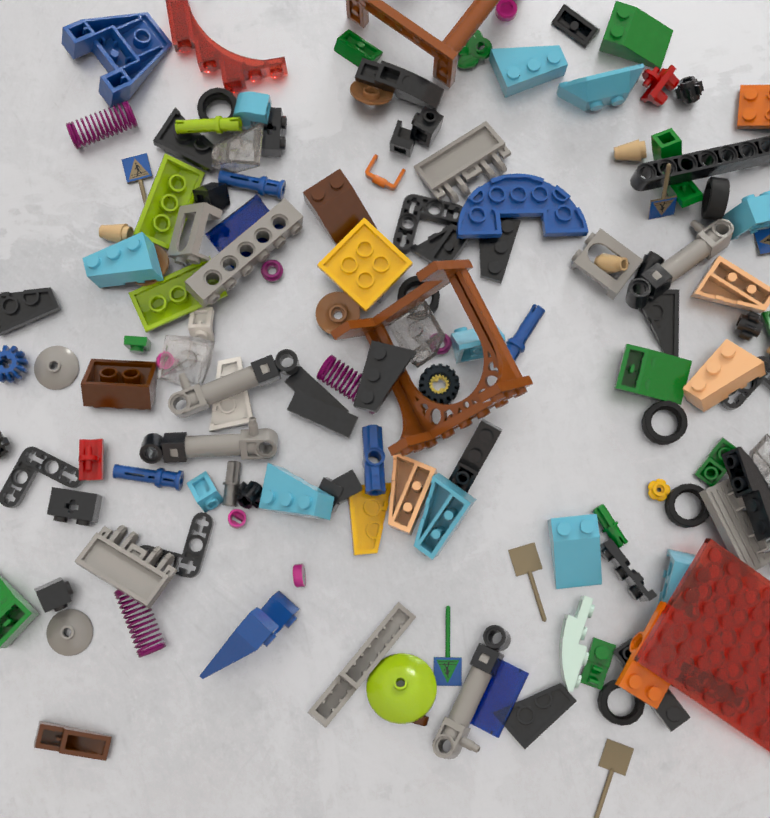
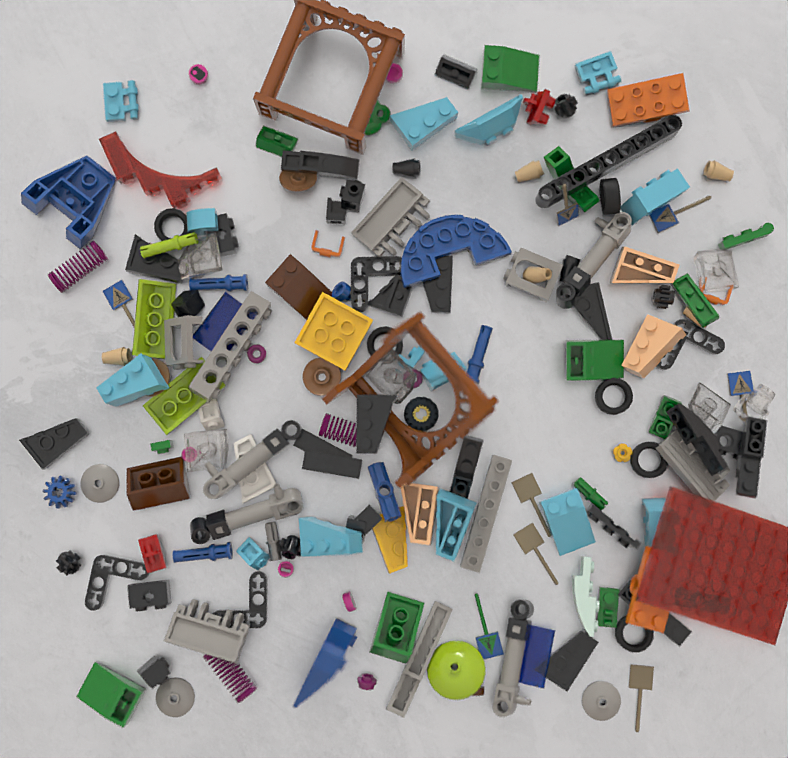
camera: 15 degrees left, 5 degrees up
(294, 674) = (366, 682): none -> magenta plate
(346, 621) = (397, 628): none -> green slope
(387, 226) = (342, 291): none -> blue tile
(449, 317) = (415, 355): none -> medium azure bracket
(483, 516) = (486, 513): none -> light grey brick
(495, 112) = (408, 167): none -> black cone
(539, 502) = (528, 489): none -> dark tan piece
(552, 764) = (592, 696): none -> light grey dish
(734, 58) = (595, 67): none -> medium azure plate

